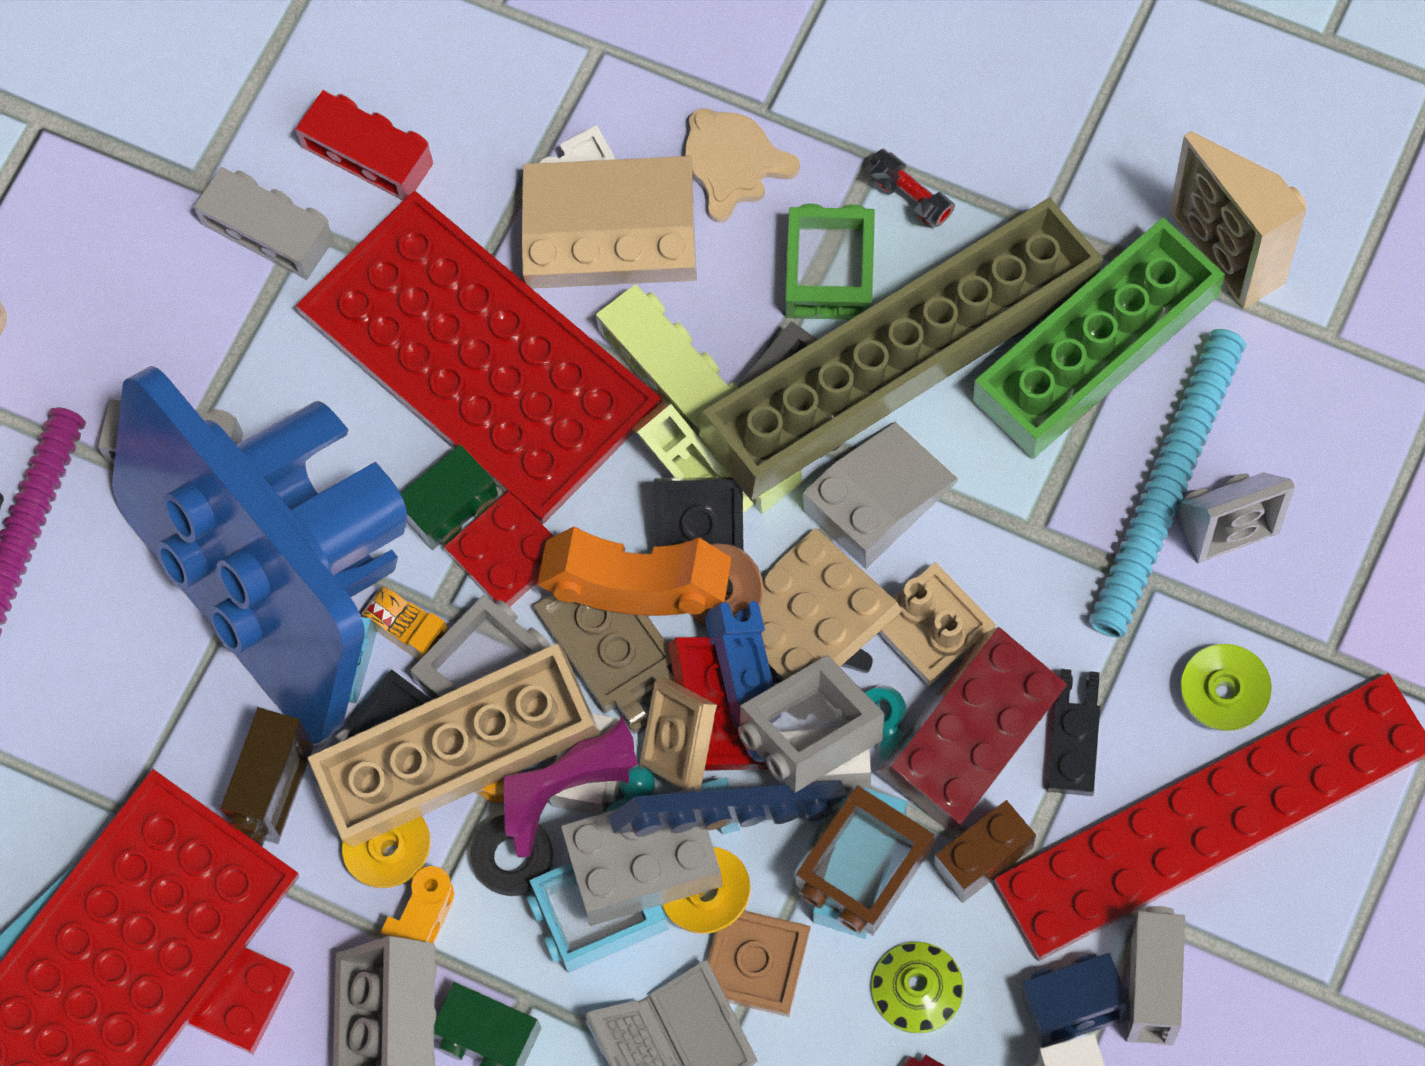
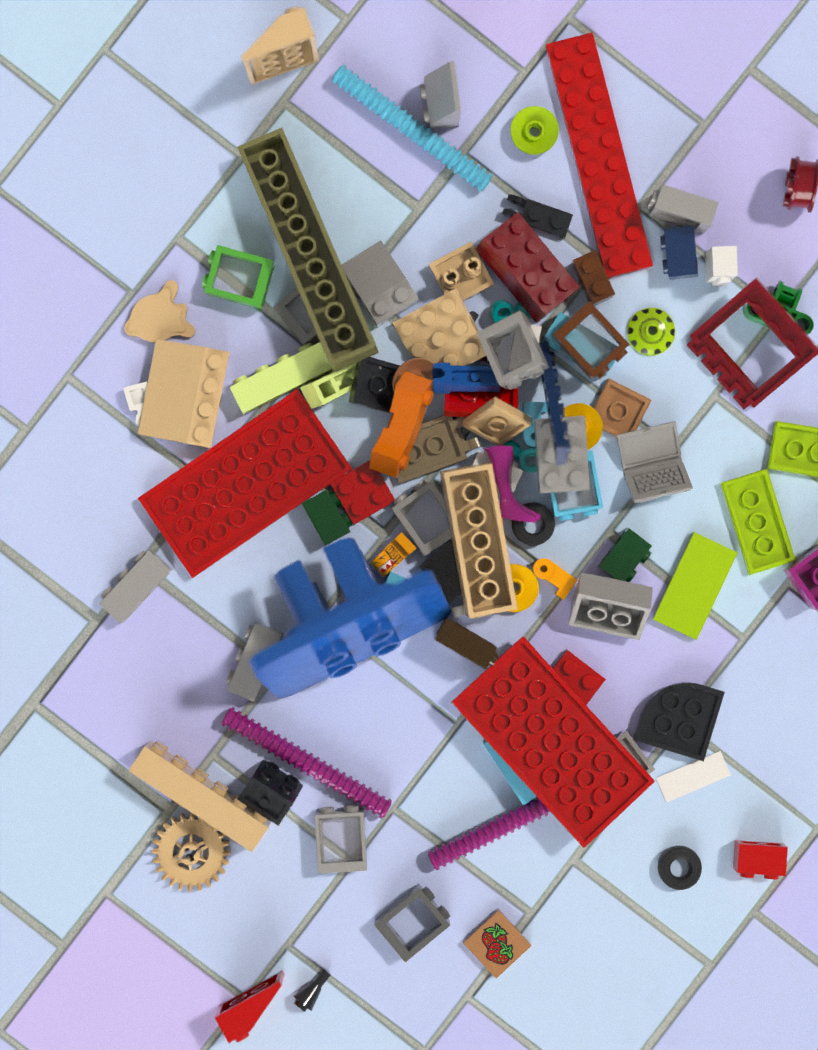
camera: 80 degrees left, 20 degrees up
(365, 144) = (101, 520): red brick -> none
(891, 174) = (194, 232): black piece -> none
(1098, 337) = (322, 142): bright green brick -> none

